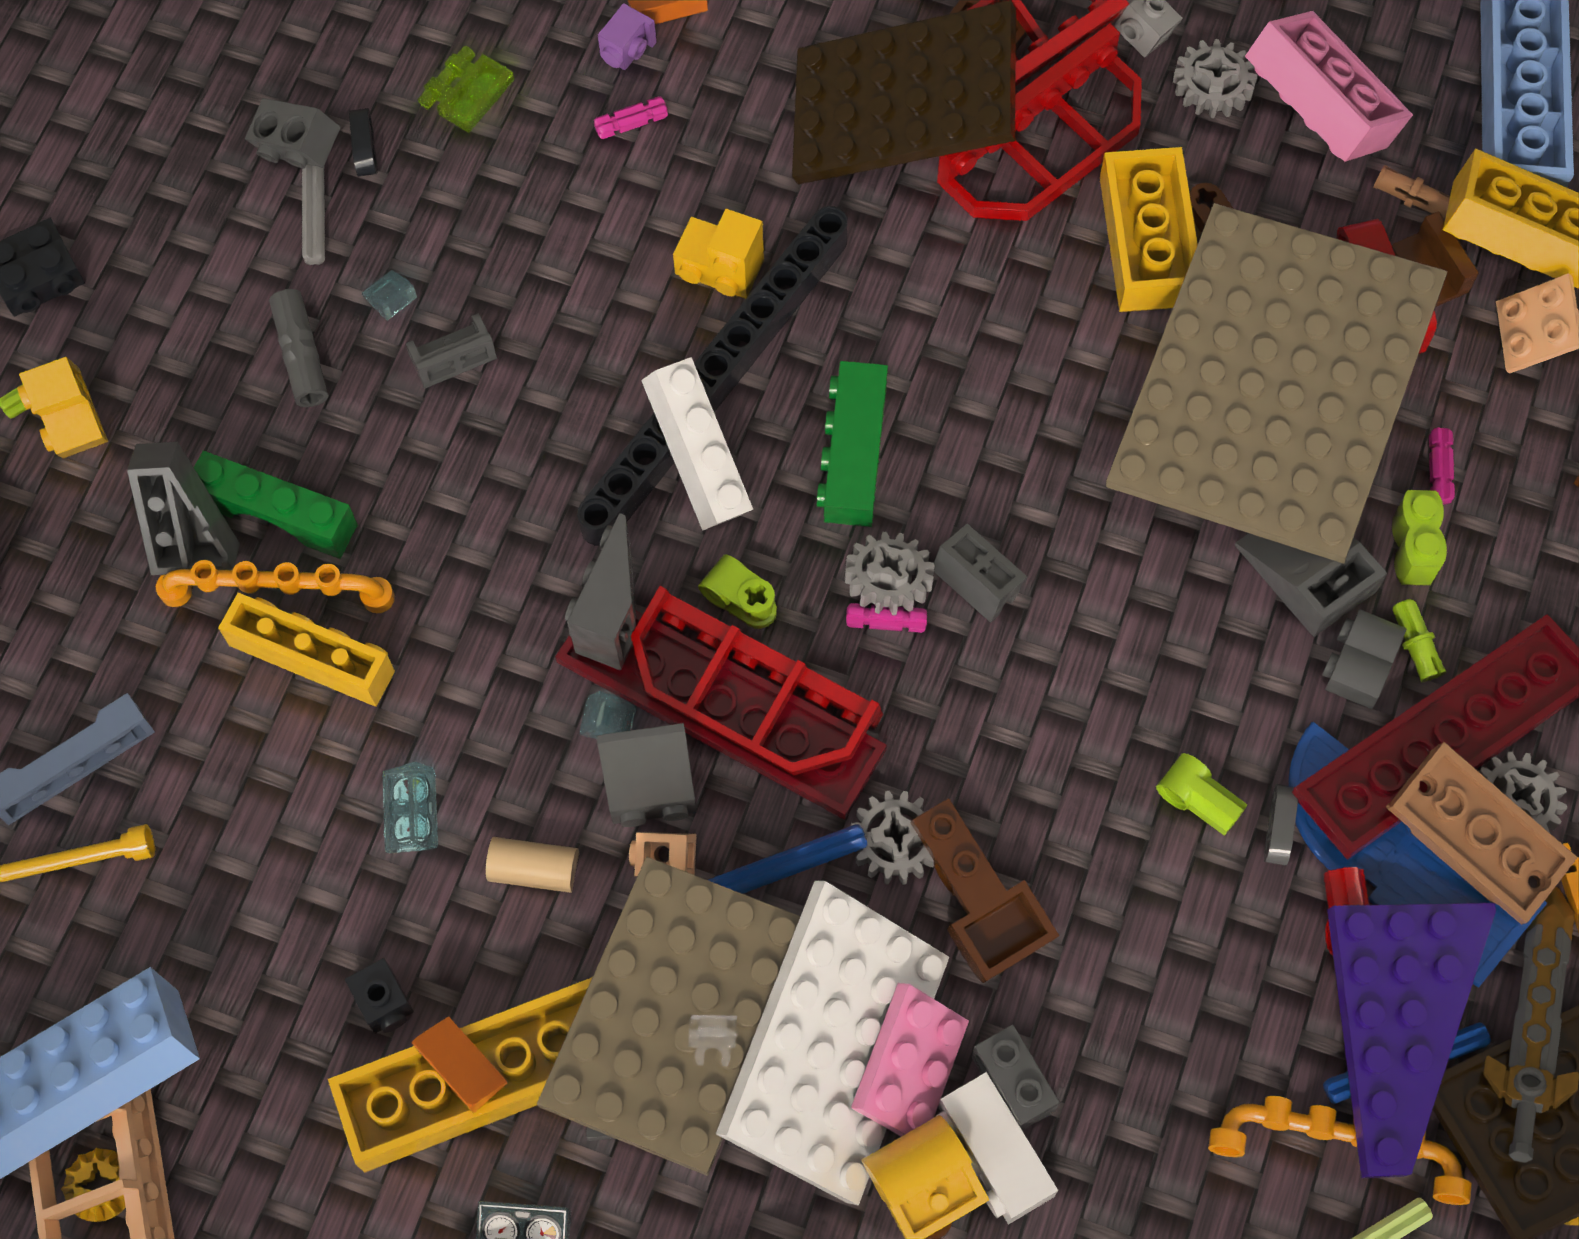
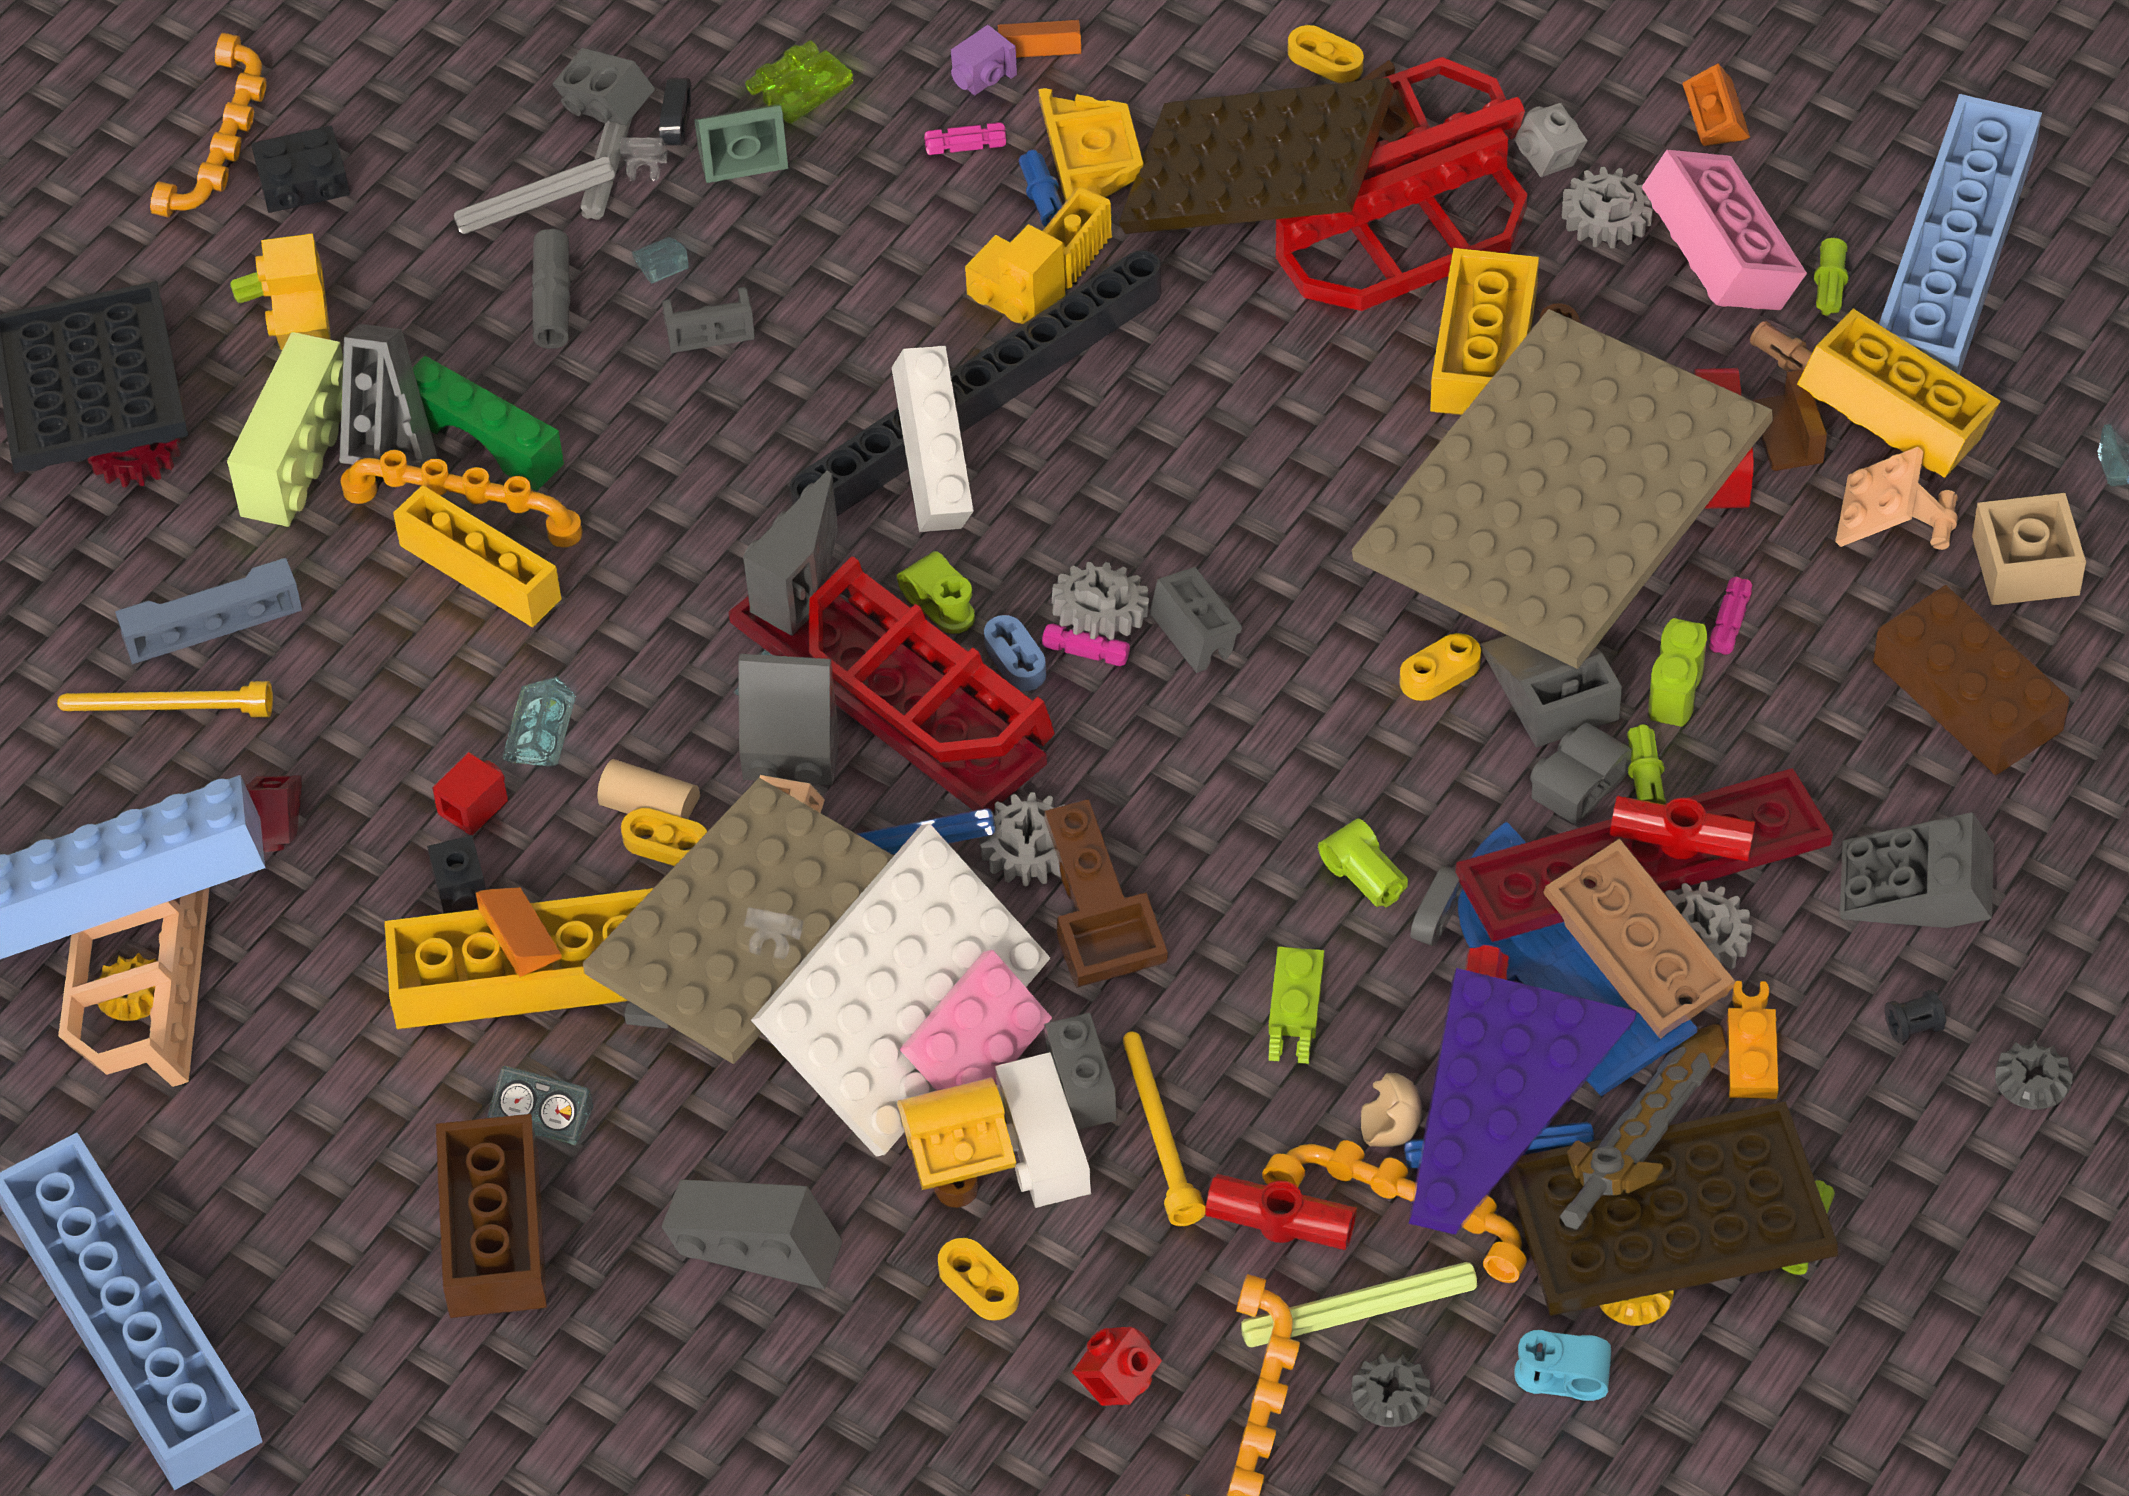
camera: 15 degrees right, 15 degrees down
(95, 554) = (289, 430): none -> yellowish green brick
(184, 959) = (278, 808): none -> dark red slope
(257, 254) = (534, 195): none -> light grey axle
(346, 190) = (643, 151): none -> clear tile
(368, 902) = (470, 793): none -> red brick
(432, 162) = (742, 143): none -> sand green slope
(563, 907) = (667, 832): none -> yellow plate
(714, 155) = (1041, 185): none -> blue axle
(745, 104) = (1091, 143): none -> yellow wing
(764, 194) = (1083, 228): none -> yellow brick
(818, 646) = (1022, 649): none -> medium blue beam
(854, 443) = (1102, 478): green brick -> none
(1143, 1190) = (1183, 1201): none -> yellow piece
(1181, 952) = (1295, 1000): none -> lime hinge
(1206, 569) = (1443, 664): none -> yellow plate
(1267, 1186) = (1255, 1205): none -> red piece
(1306, 1058) = (1394, 1114): none -> tan hair
(1423, 107) = (1831, 275): none -> lime axle
(1509, 709) = (1682, 828): none -> red piece

